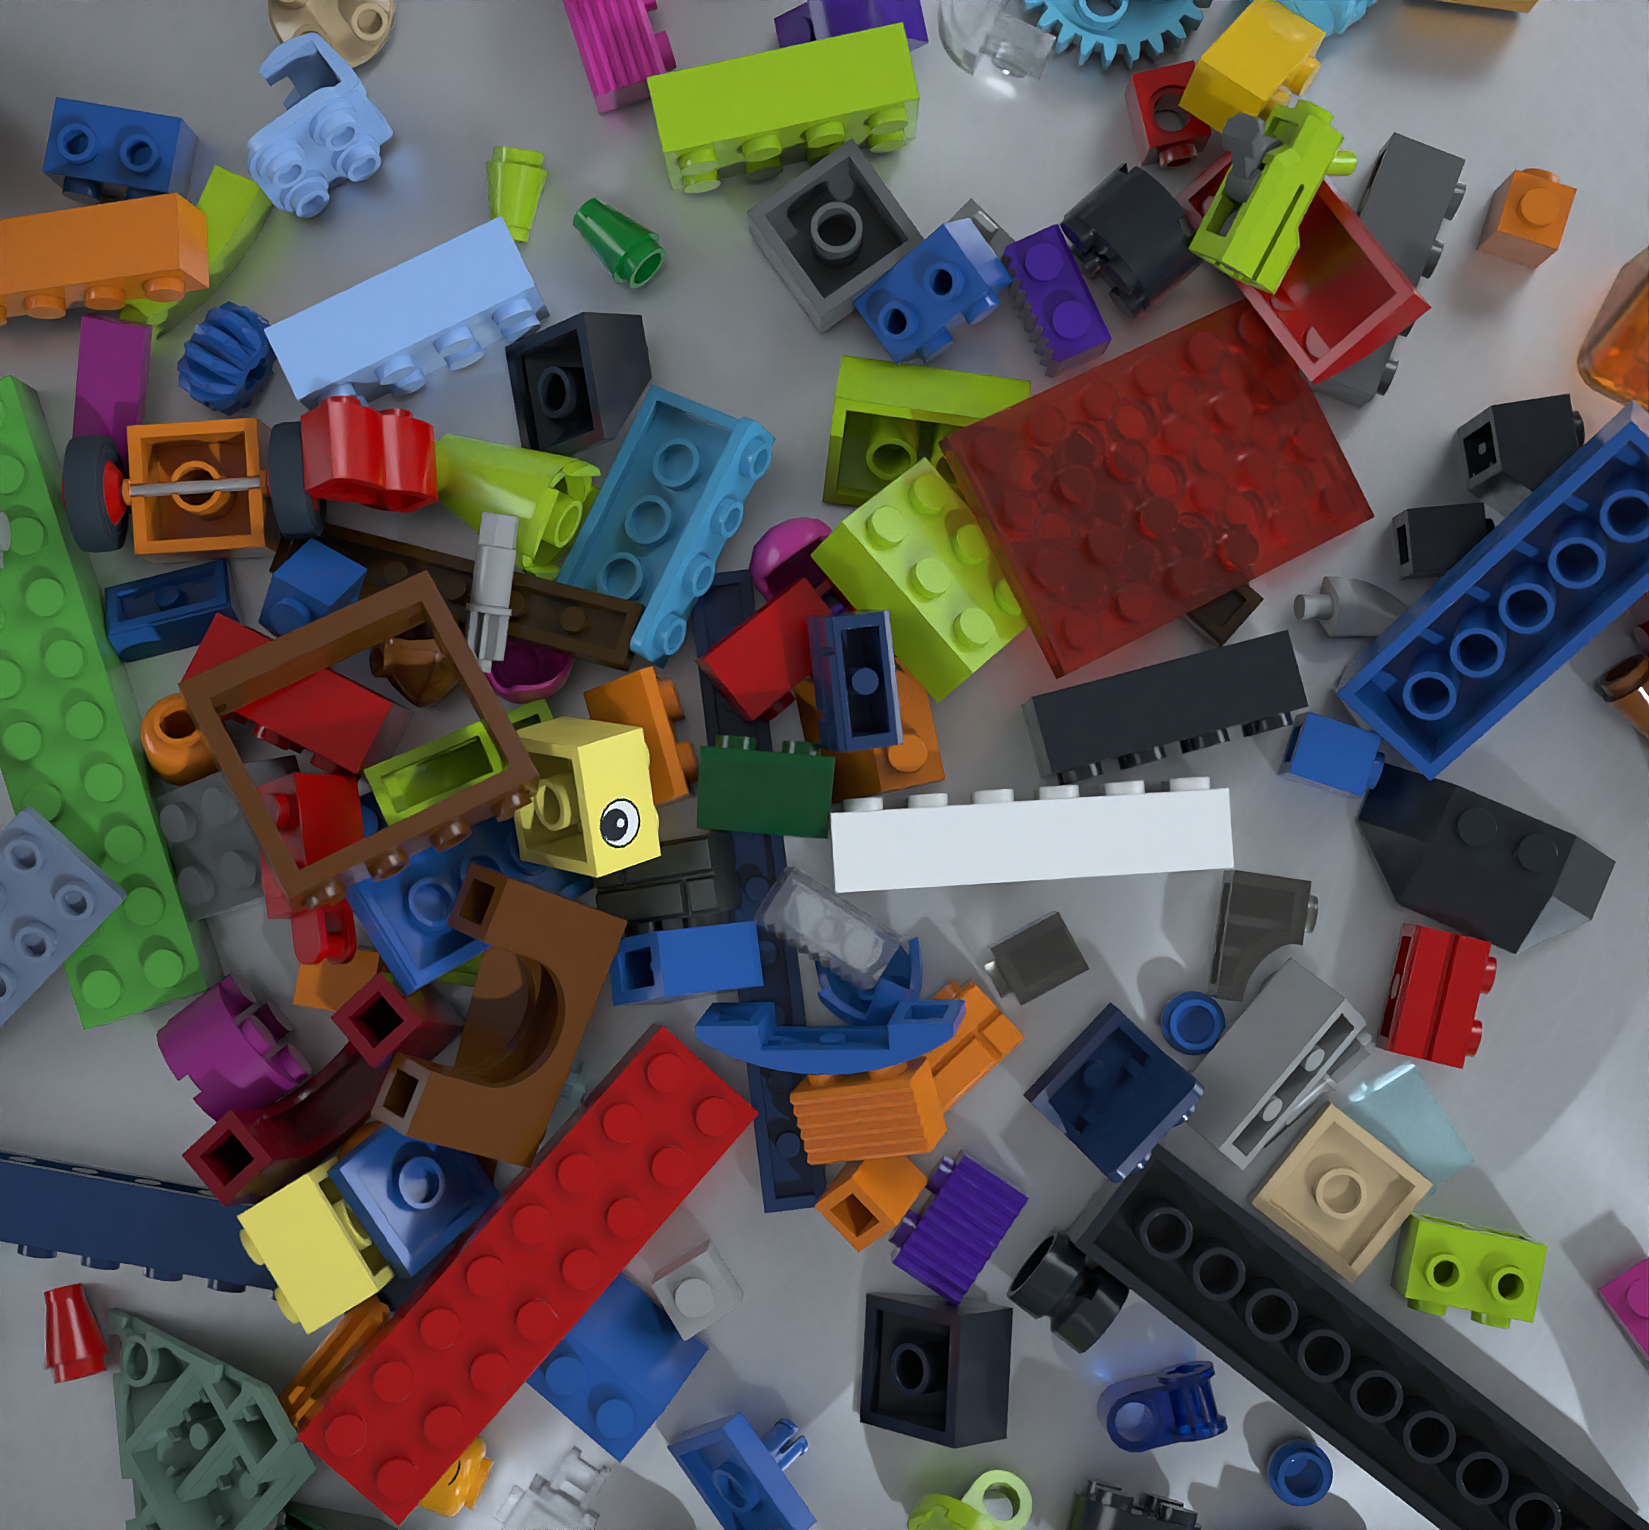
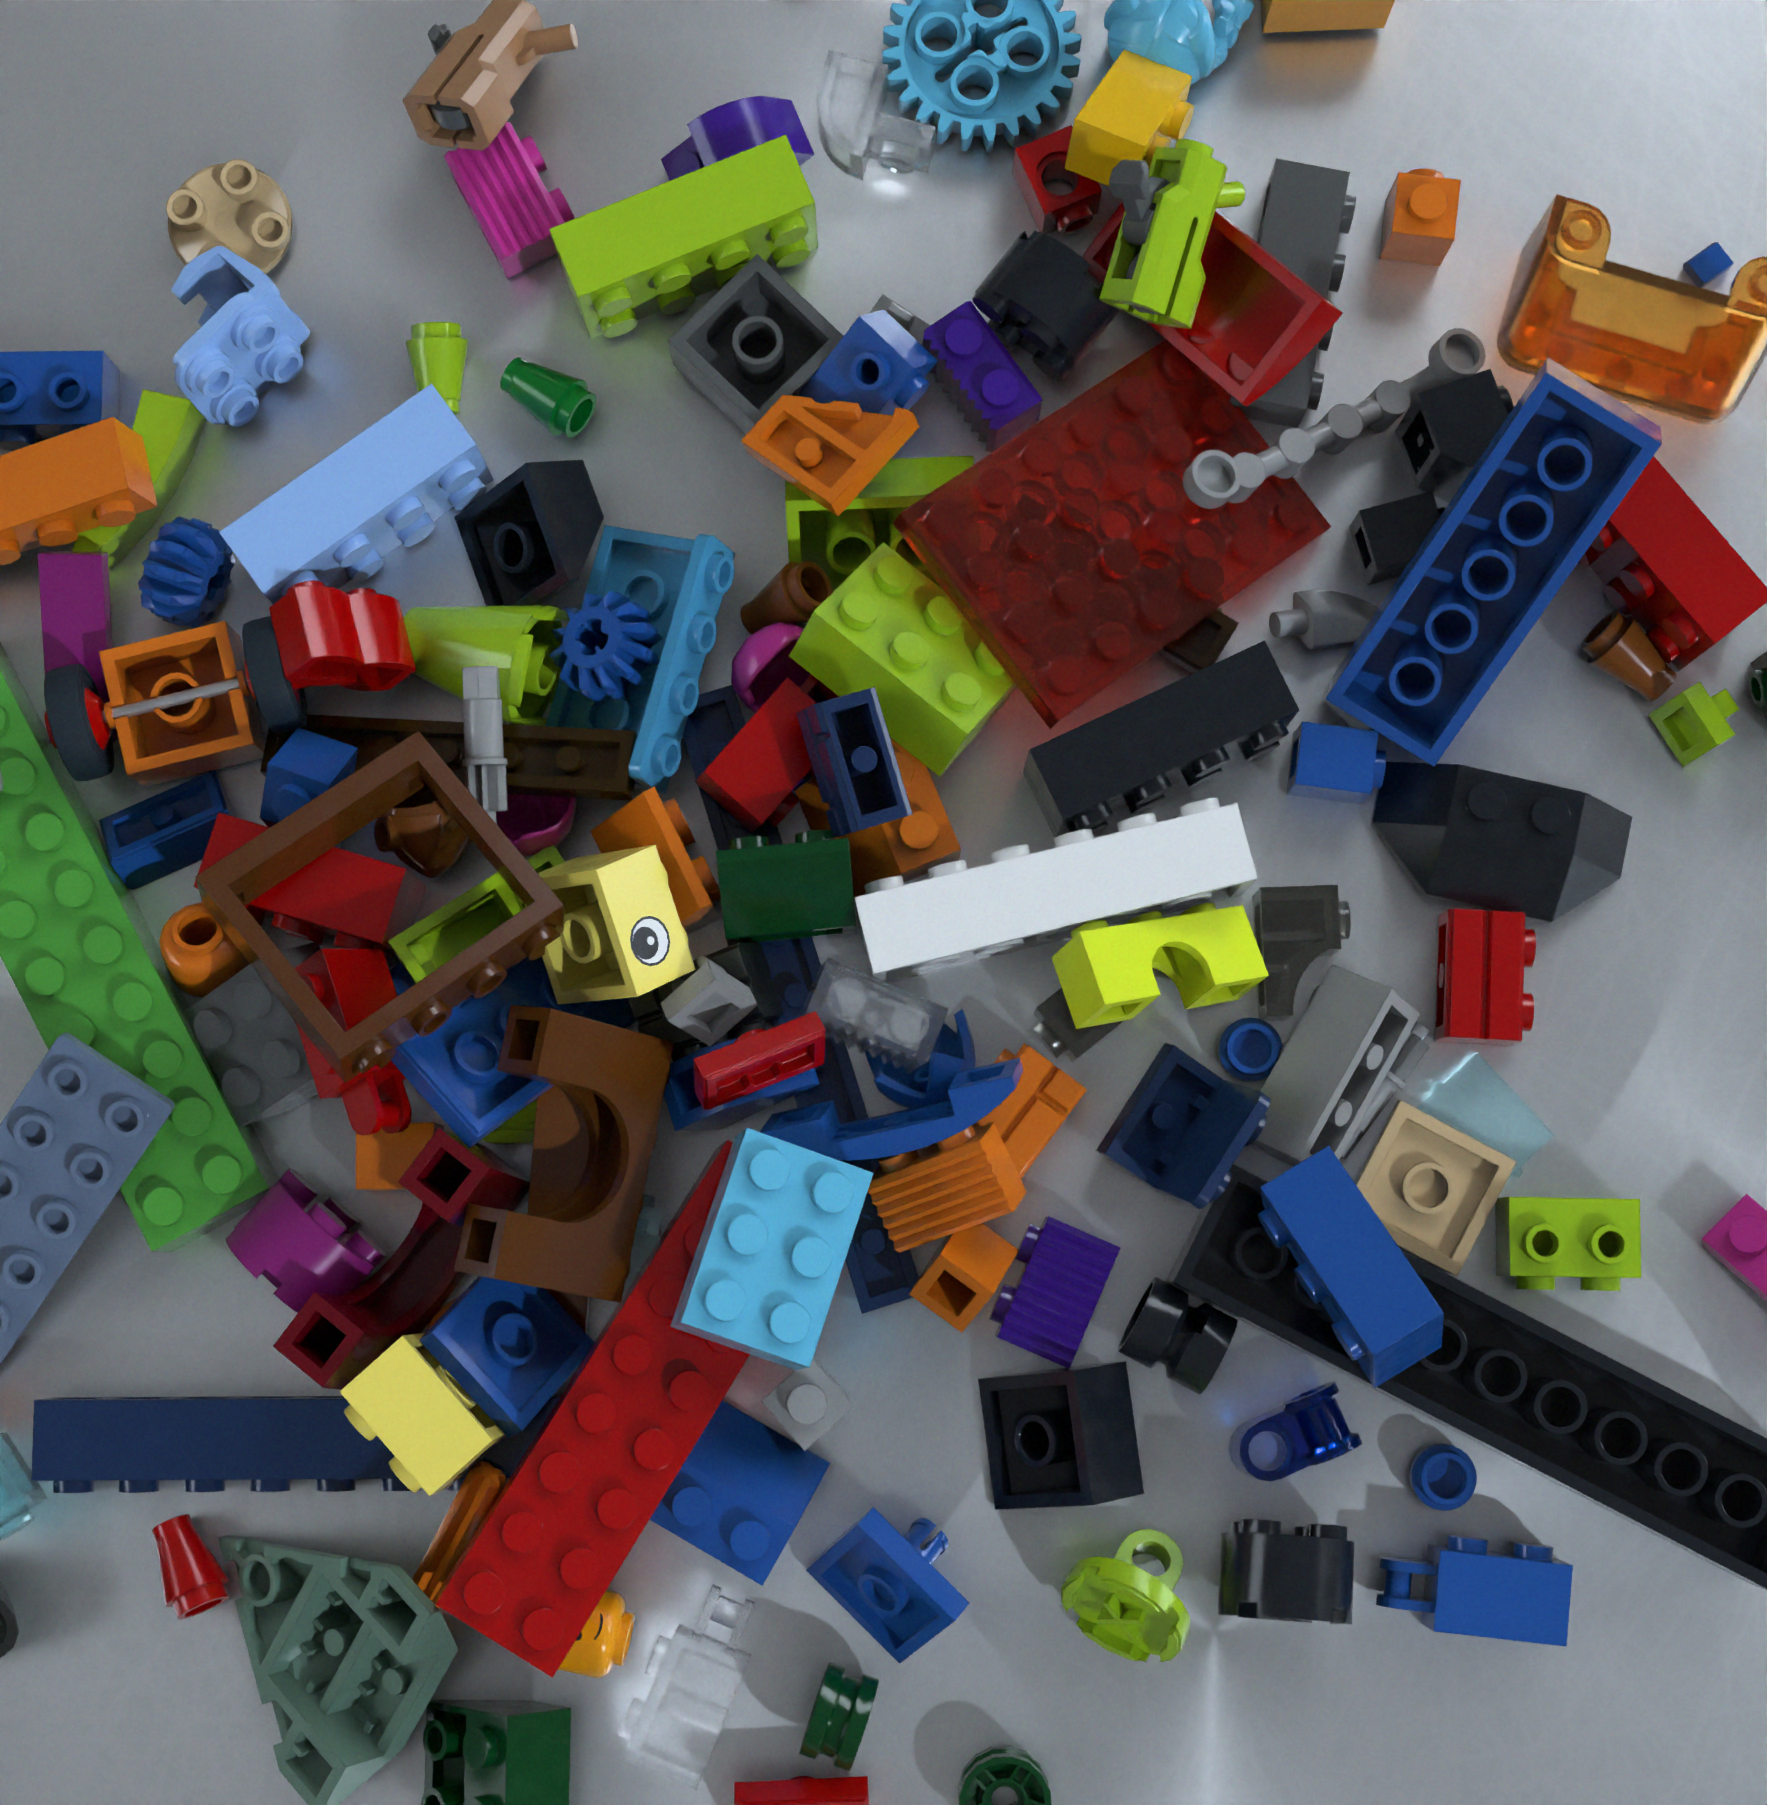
camera: 15 degrees left, 5 degrees down
(630, 512) = (605, 646): none -> blue gear
(667, 890) = (708, 1002): none -> light grey tile
(686, 1150) = (772, 1249): none -> medium azure brick
(707, 958) = (759, 1060): none -> red plate
(824, 493) = (788, 597): none -> dark orange cone
(887, 351) = (827, 447): none -> orange wing
(1071, 929) = (1202, 950): none -> neon yellow arch
(1251, 1268) = (1352, 1266): none -> blue wedge
(1275, 456) = (1219, 478): none -> light grey bar

